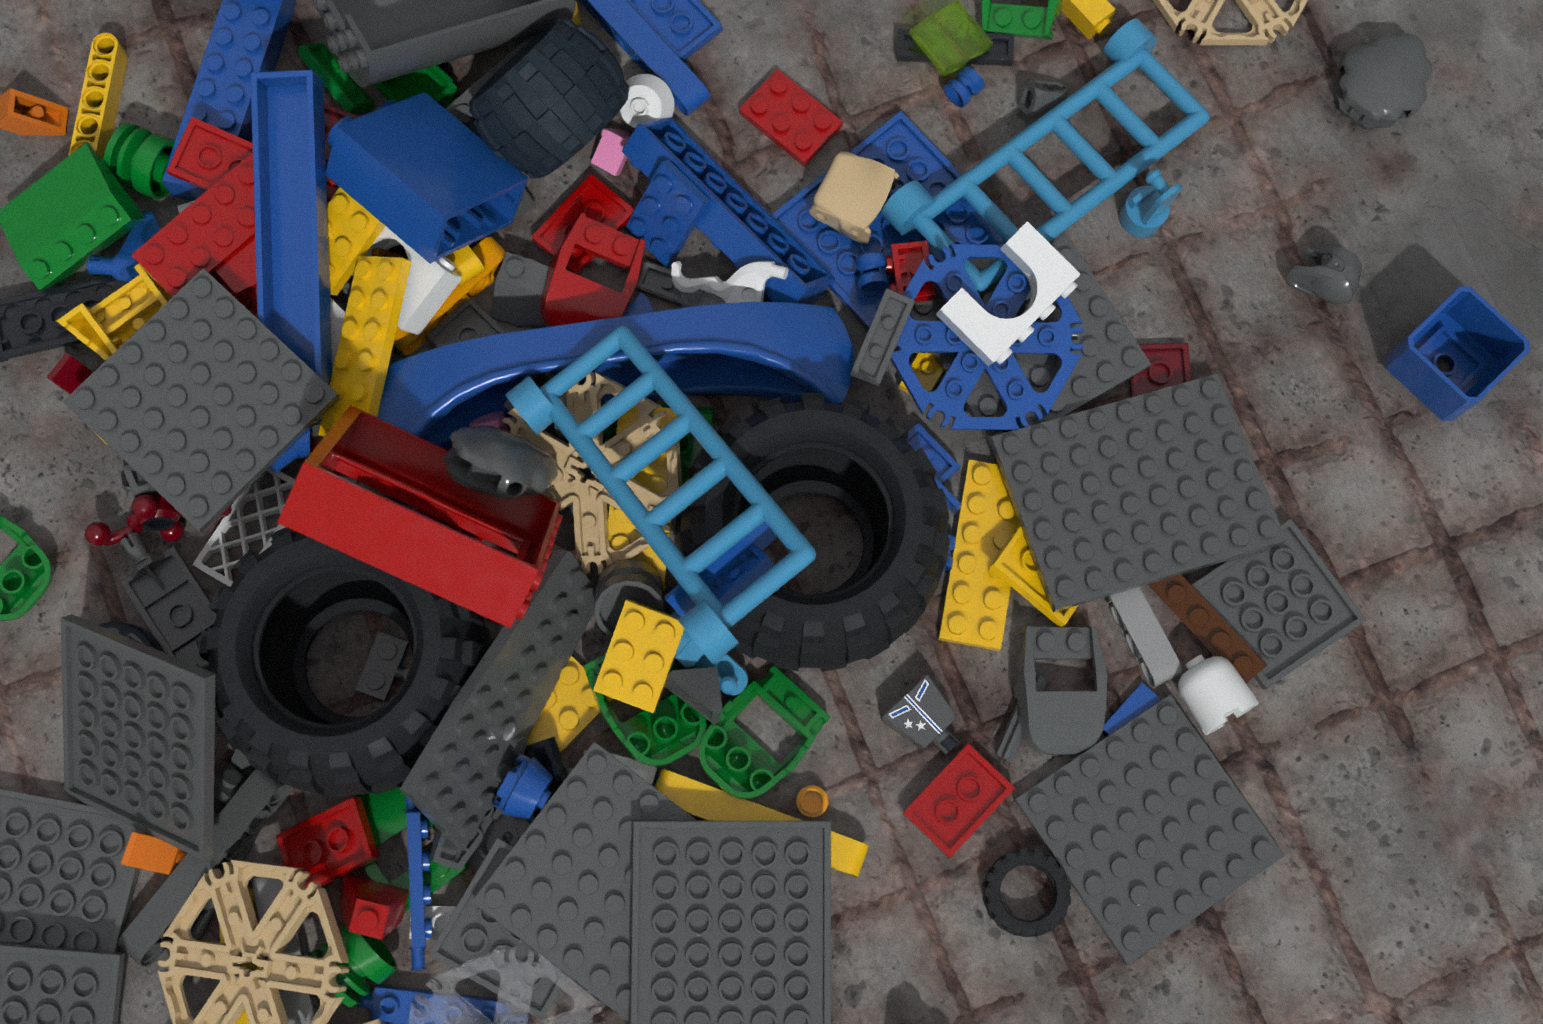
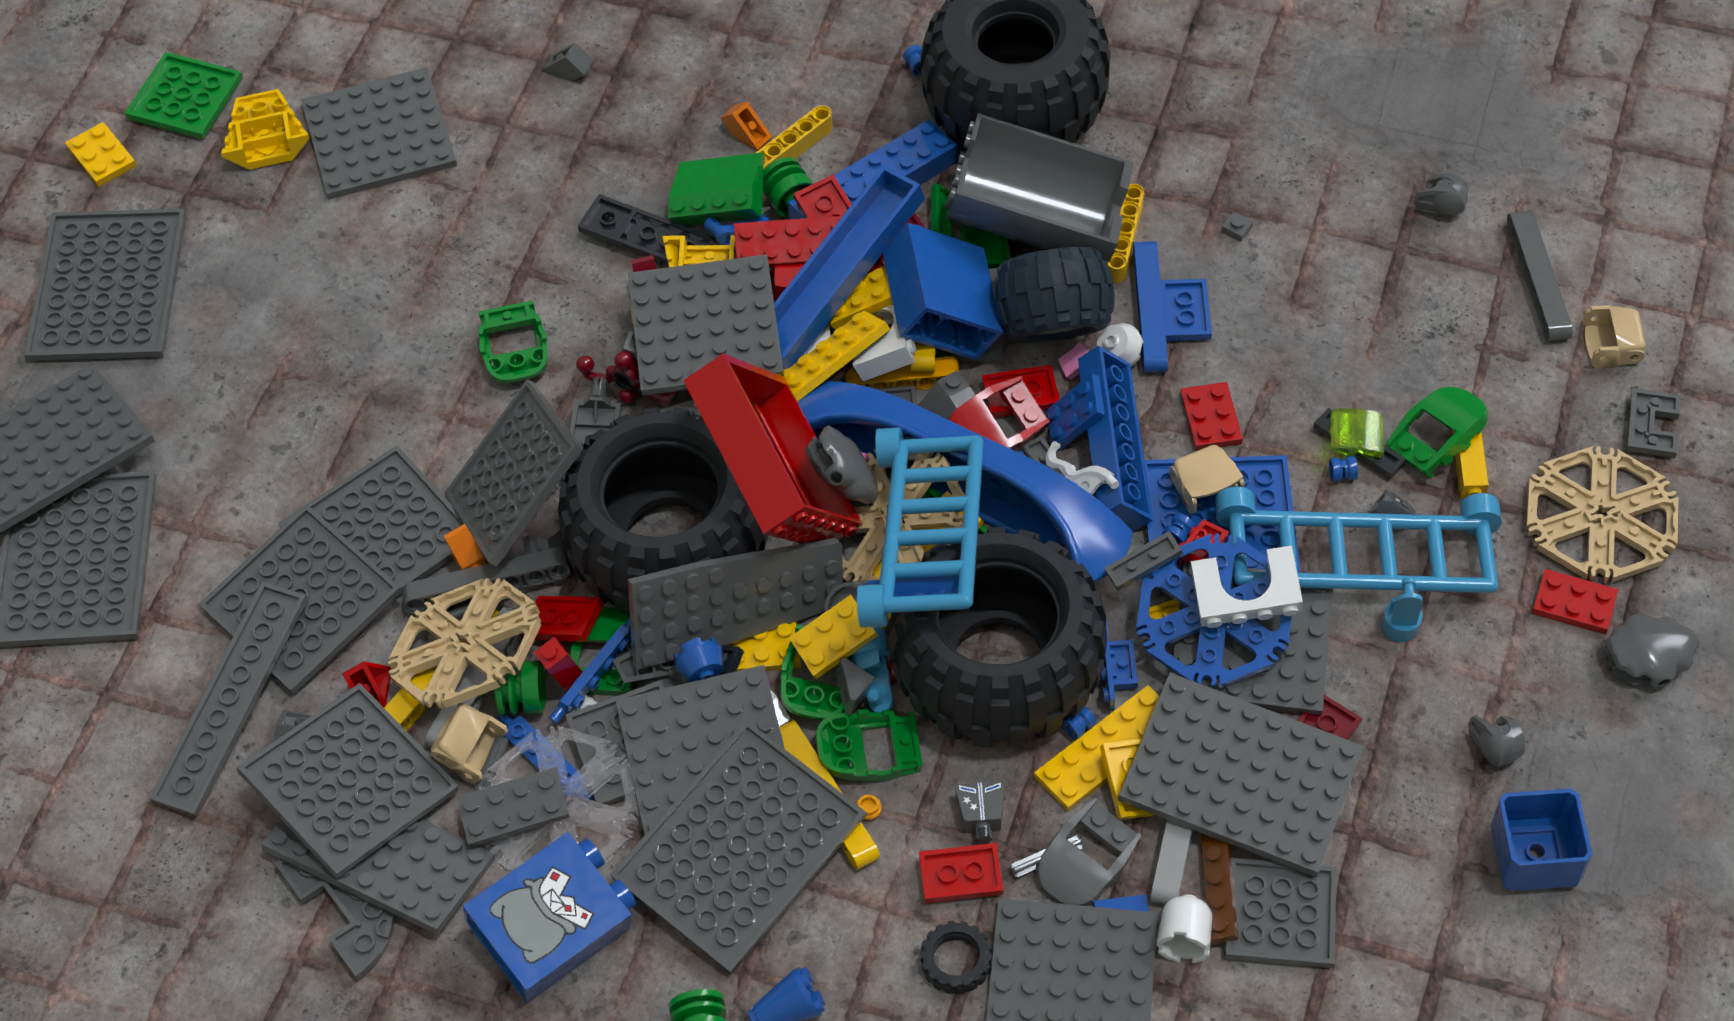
camera: 45 degrees right, 20 degrees down
(1274, 75) = (1575, 601): none -> red plate

